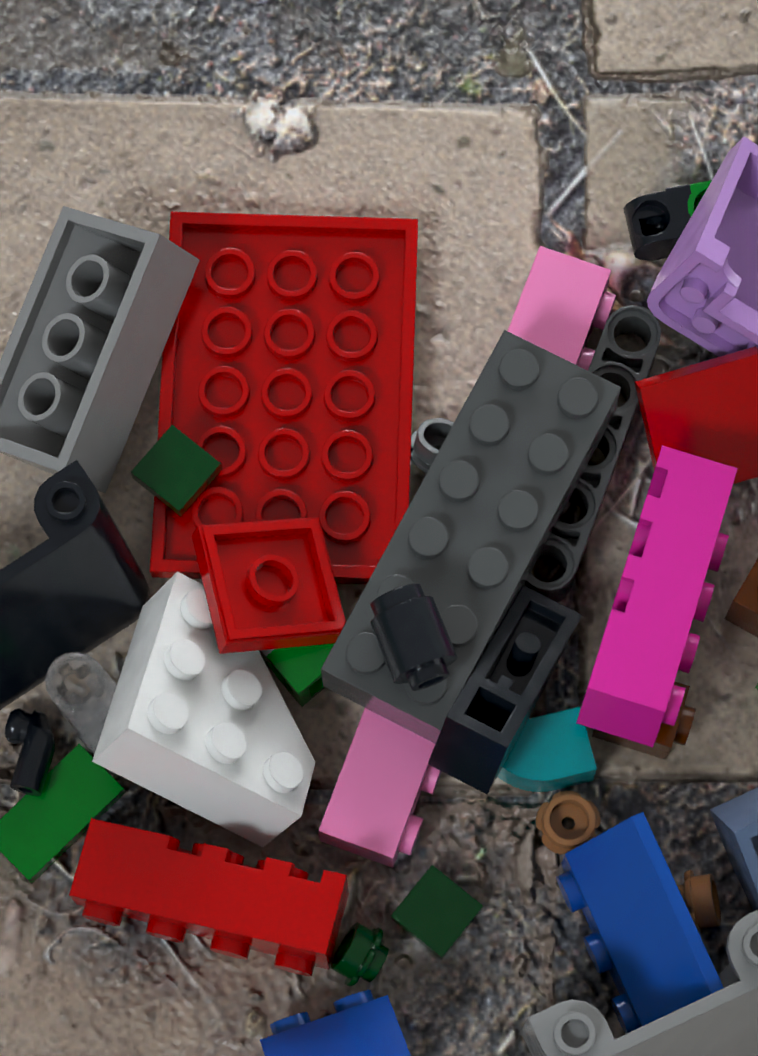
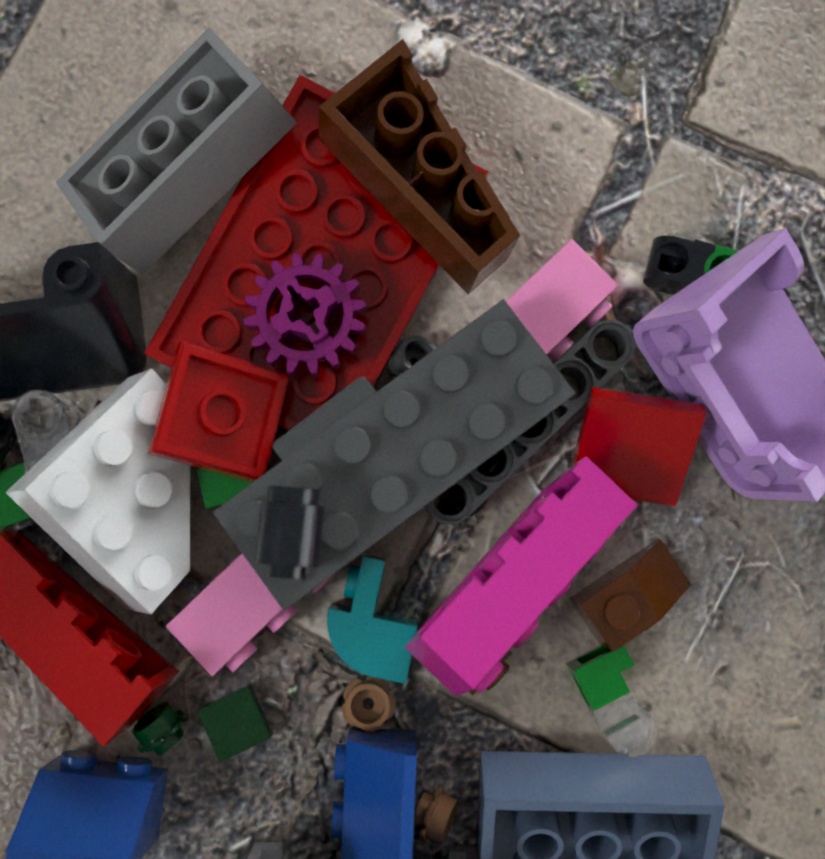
camera: 20 degrees right, 10 degrees up
(176, 470) = (199, 284): dark green tile -> none
(319, 425) = (287, 327): none -> magenta gear
(351, 249) = (417, 167): none -> reddish brown wedge
(378, 538) = (324, 417): none -> dark grey tile
(503, 690) = (361, 592): black slope -> none

